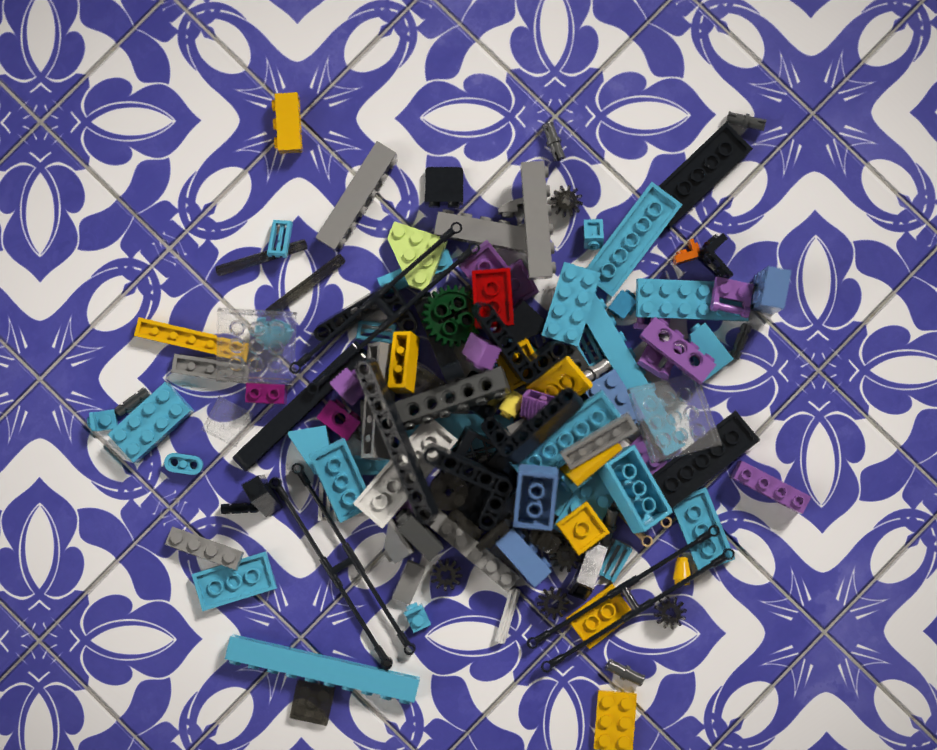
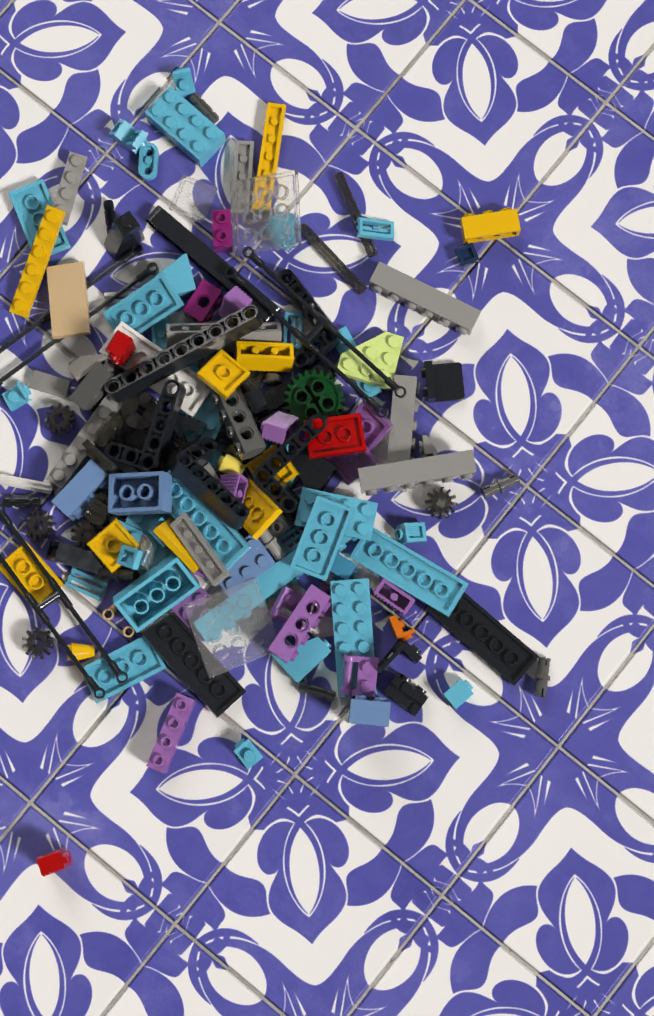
camera: 85 degrees right, 5 degrees down
(155, 482) = (128, 136): none -> medium azure brick
(280, 585) = (37, 261): none -> yellow plate
(315, 149) = (467, 255): none -> dark blue plate
(323, 556) = (68, 300): none -> tan tile
(385, 505) = (120, 348): none -> red brick
(421, 403) = (223, 374): none -> yellow tile
(425, 356) = (272, 379): none -> dark grey tile
(525, 621) = (22, 501): none -> black axle
(595, 319) = (321, 537): none -> medium azure plate
(595, 497) = (148, 553): none -> clear brick
(599, 511) = (129, 557): none -> medium azure bracket
(657, 256) = (393, 597): none -> medium lavender brick
(752, 255) = (405, 694): none -> black brick
(755, 203) = (458, 693): none -> medium azure brick
(795, 414) = (247, 753): none -> medium azure bracket
(887, 611) = (54, 861): none -> red brick

